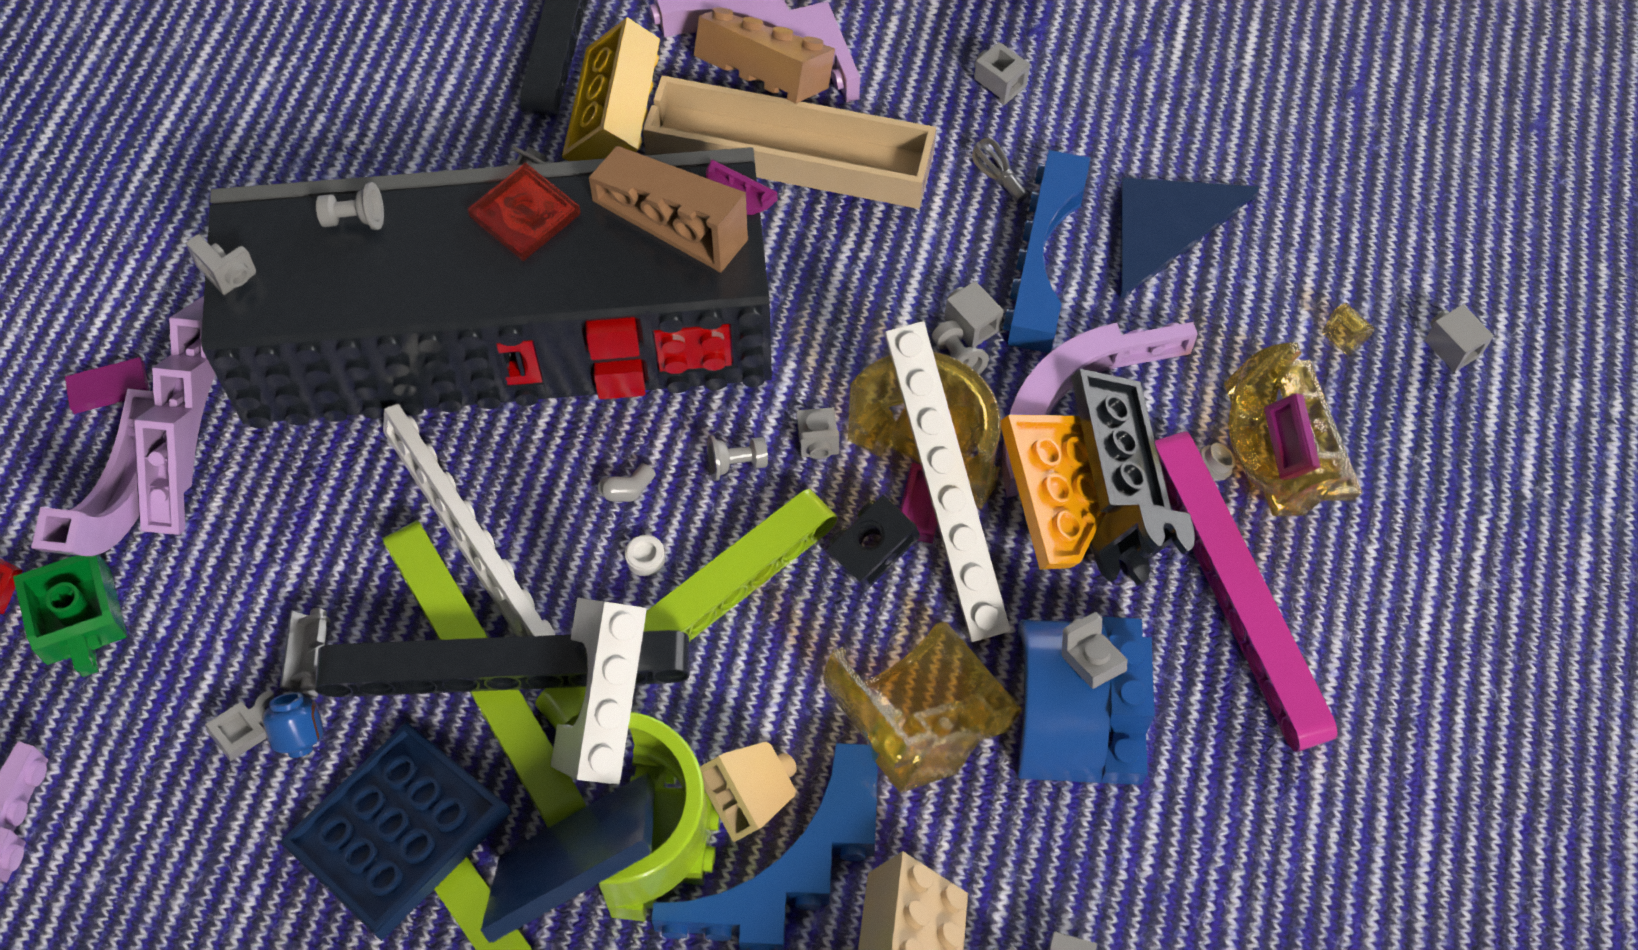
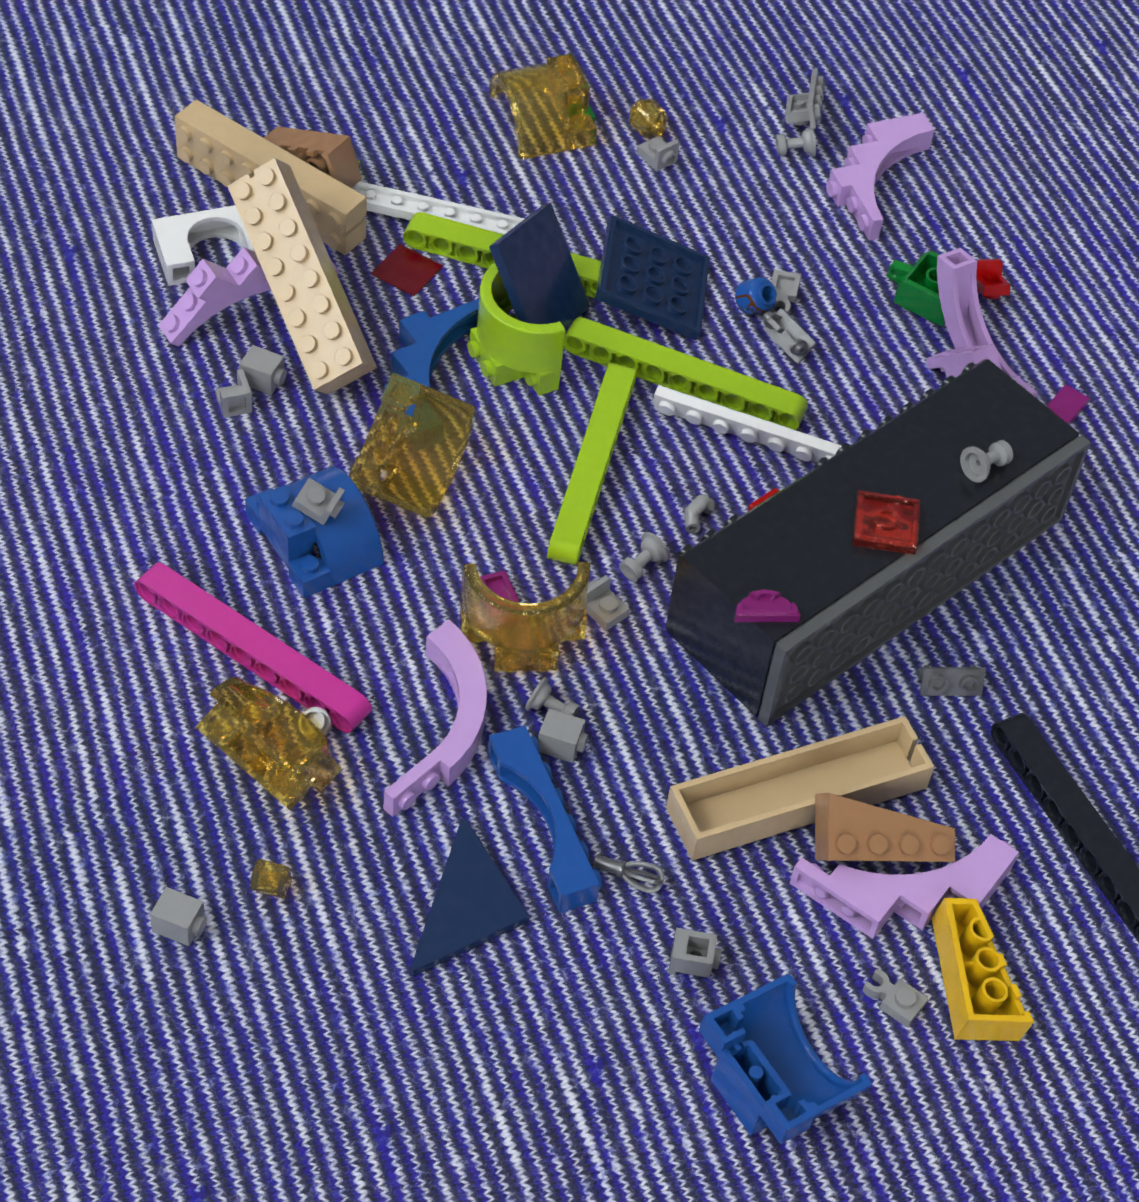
camera: 140 degrees right, 10 degrees down
(221, 269) = (1024, 386): light grey bracket -> none
(483, 664) = (664, 361): black beam -> none
(597, 741) = (596, 338): white arch -> none
(612, 93) = (954, 738): yellow brick -> none
(645, 555) = (649, 482): white tile -> none
(673, 205) = (790, 557): medium nougat wedge -> none
(749, 786) = (478, 377): tan torso -> none
(869, 564) = (511, 544): black brick -> none
(947, 481) = (492, 568): white plate -> none
(1053, 486) = (410, 630): light orange wing -> none
(1126, 477) = (374, 659): black hinge -> none
(1291, 437) = (268, 733): magenta tile -> none

